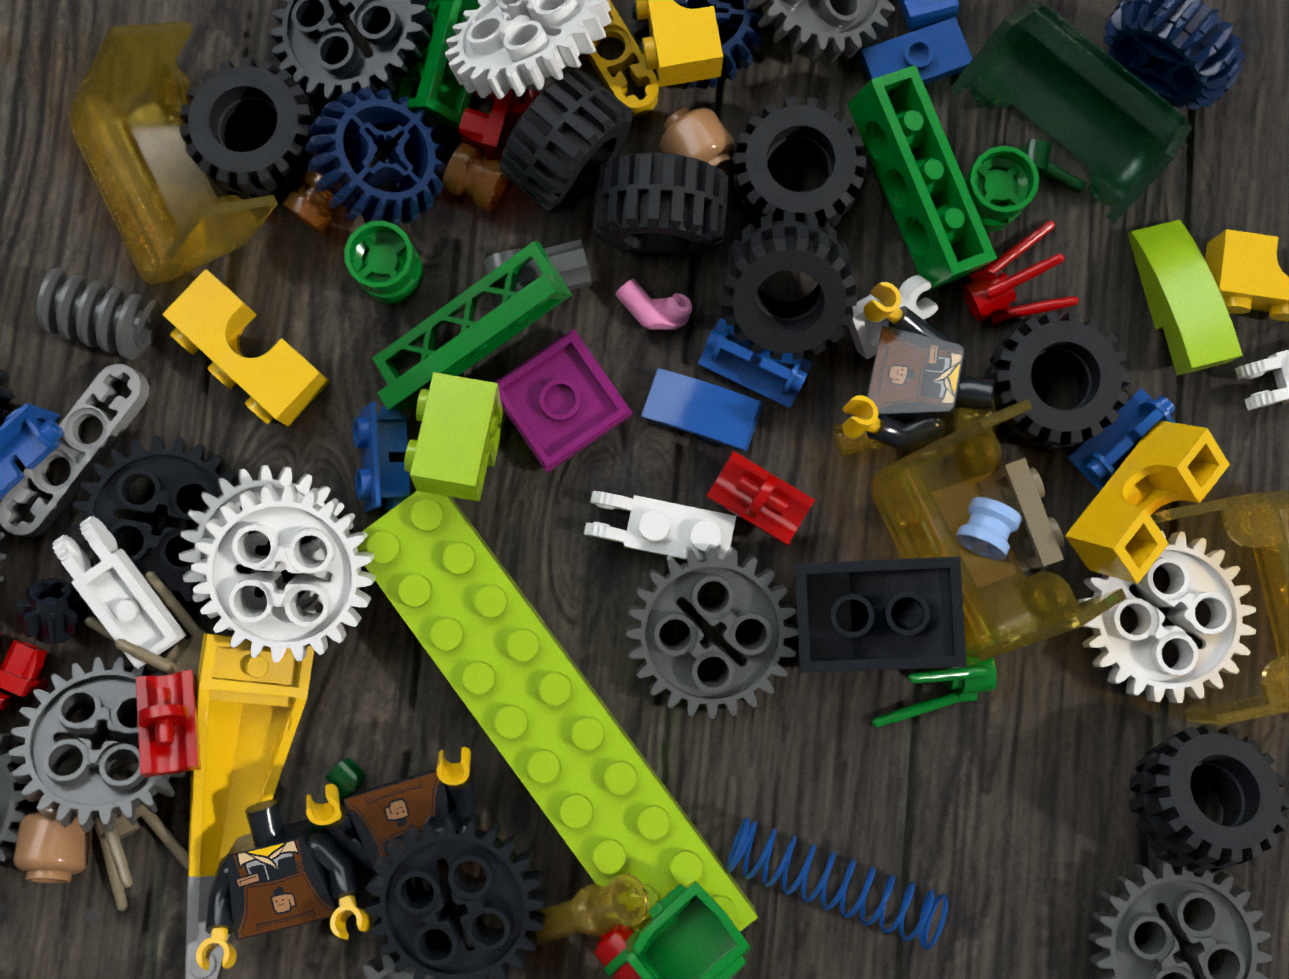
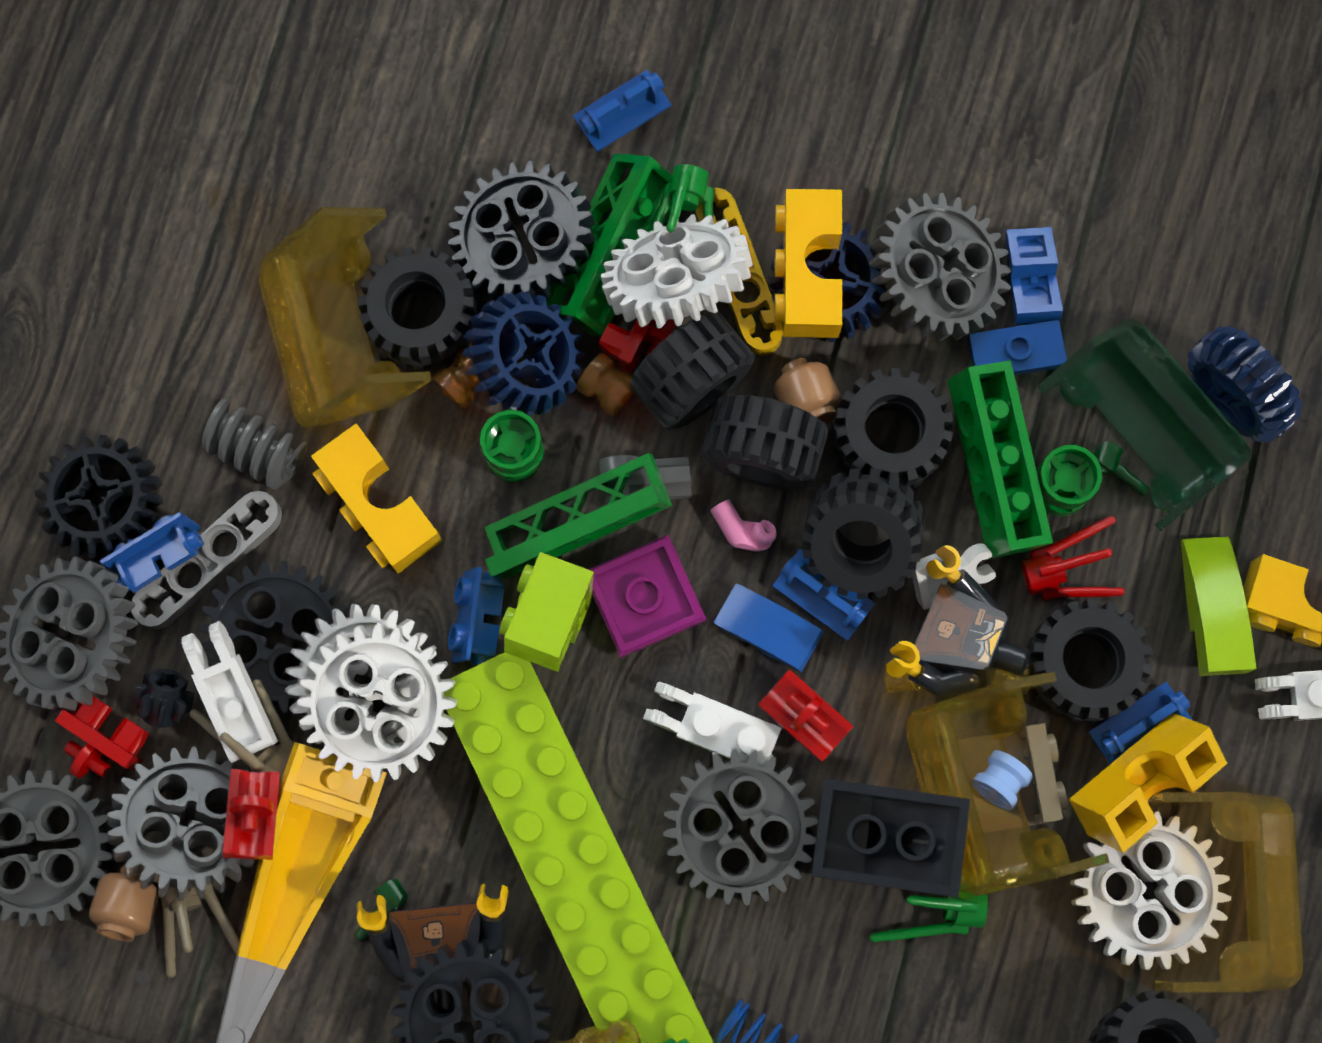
camera: 10 degrees right, 5 degrees down
(277, 882) = (317, 975): torso -> none

